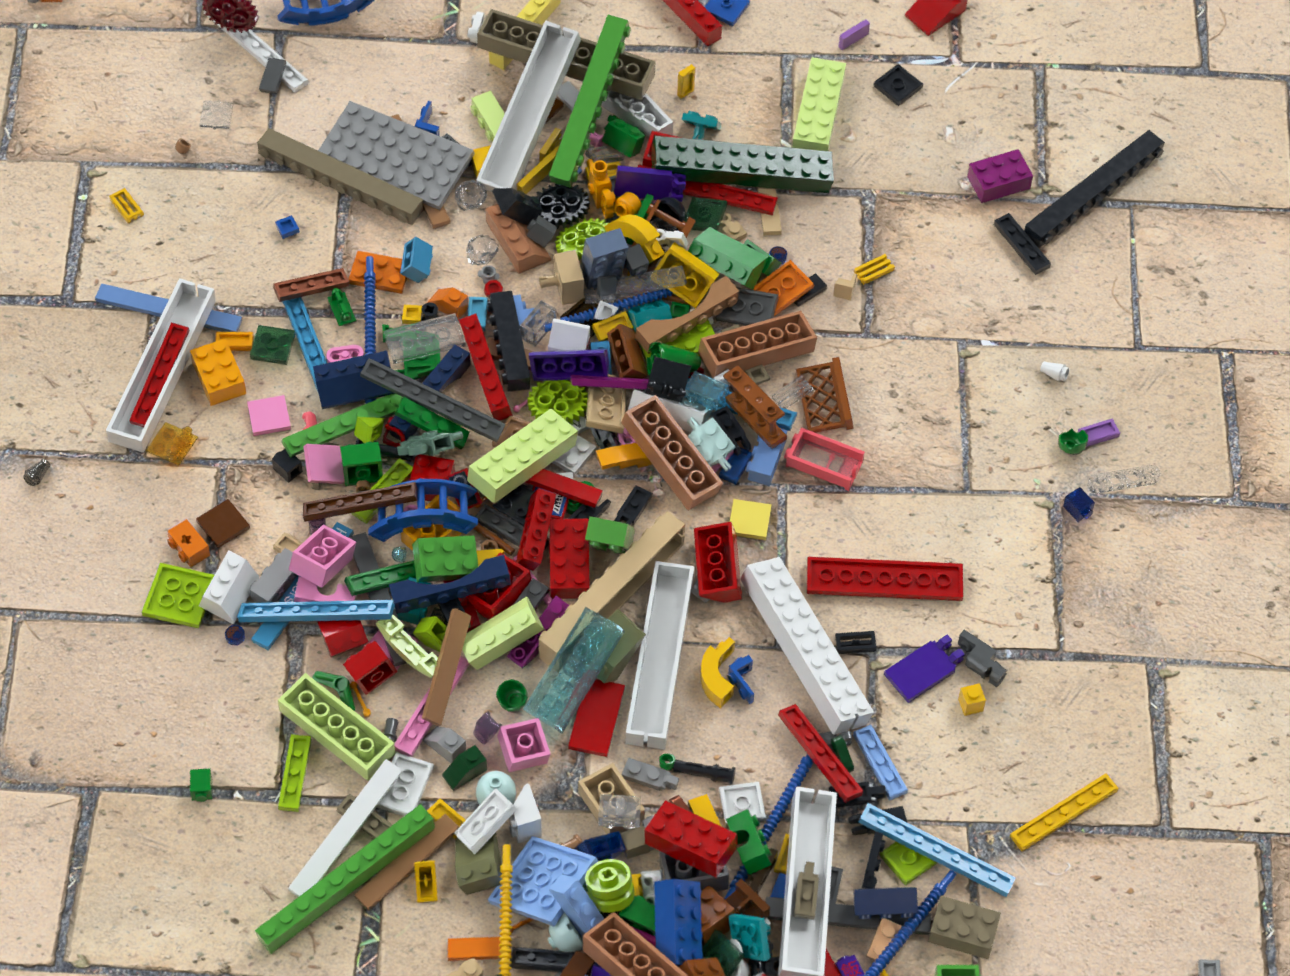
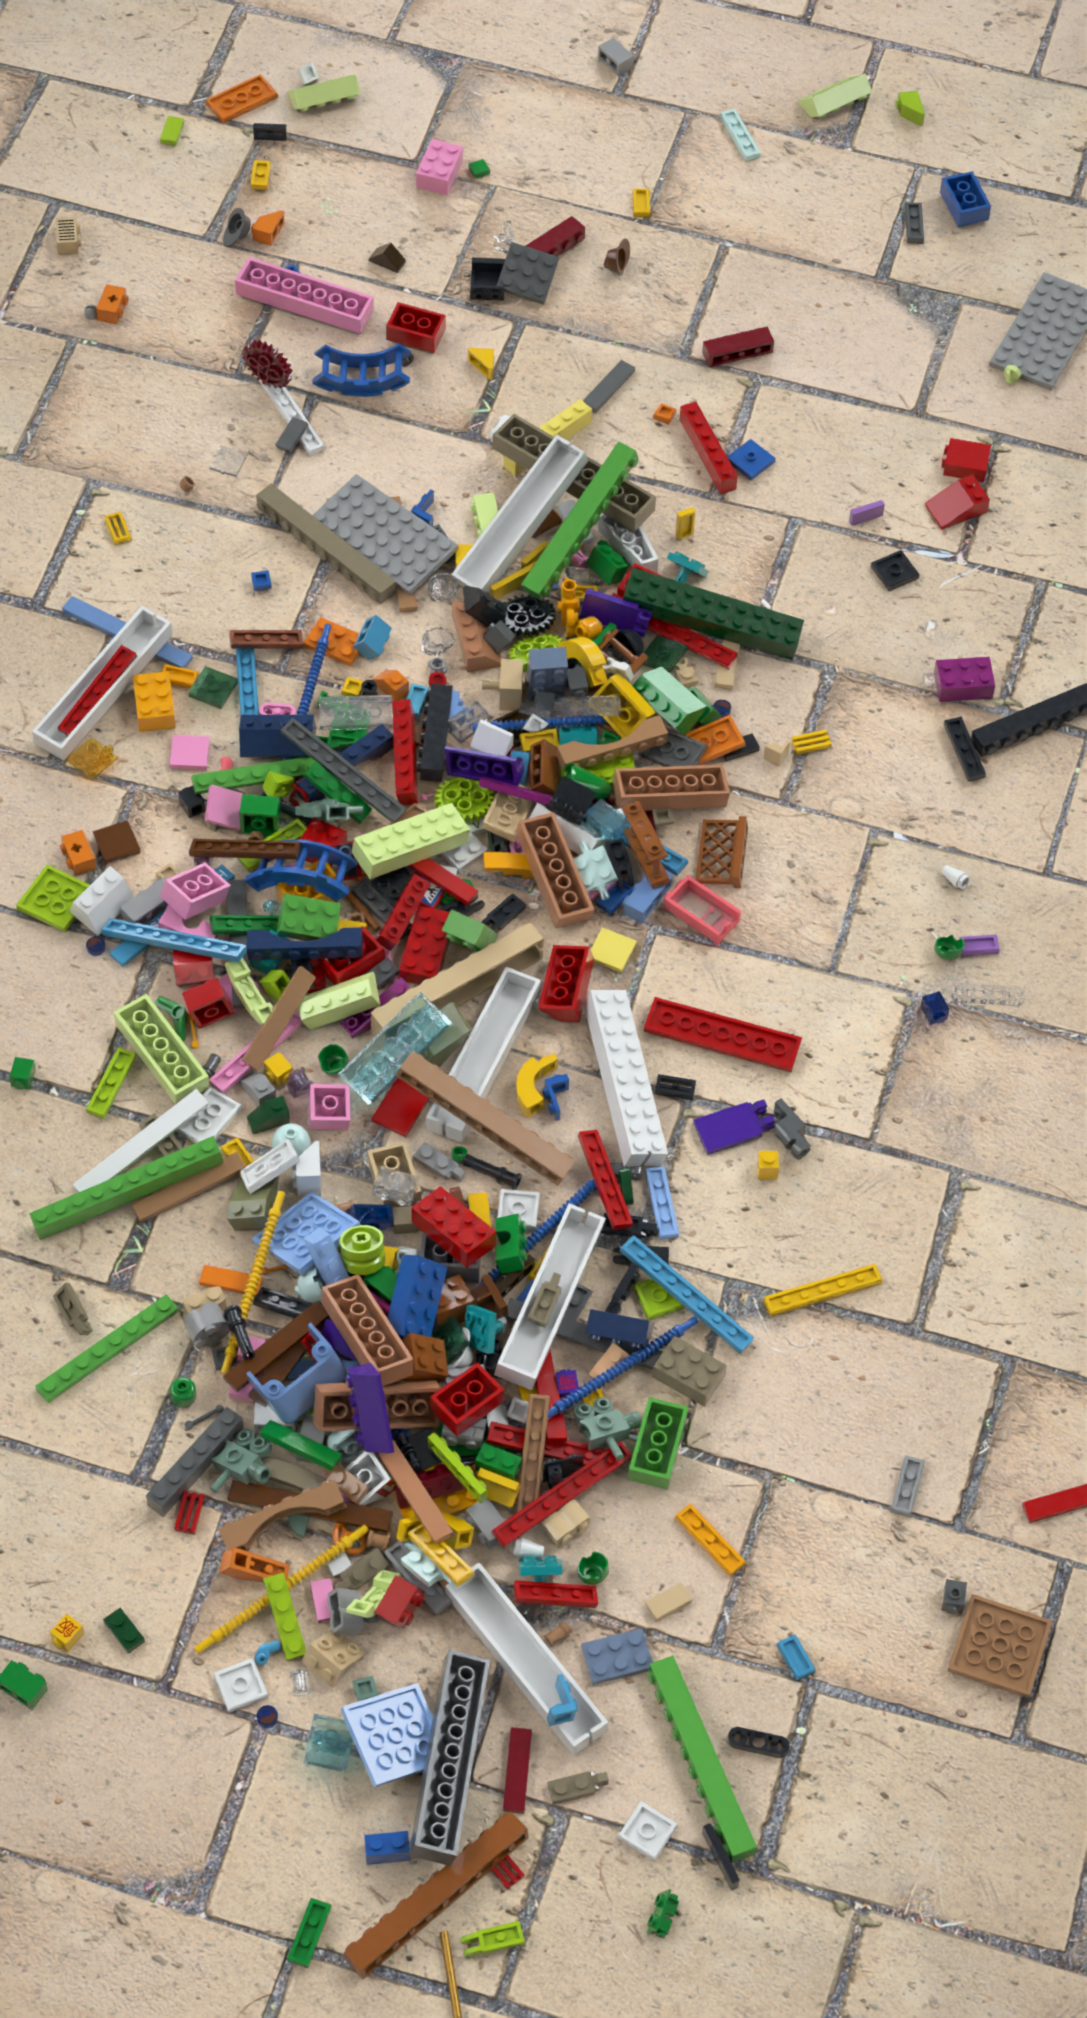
camera: 15 degrees right, 0 degrees up
(341, 307) = (288, 666): green hinge -> none
(425, 881) = (200, 1208): yellow slope -> none
(460, 718) = (277, 1069): none -> yellow brick
(685, 719) = (485, 1118): none -> medium nougat brick
(790, 390) = (691, 838): clear tile -> none
(819, 105) = (809, 573): yellowish green brick -> none

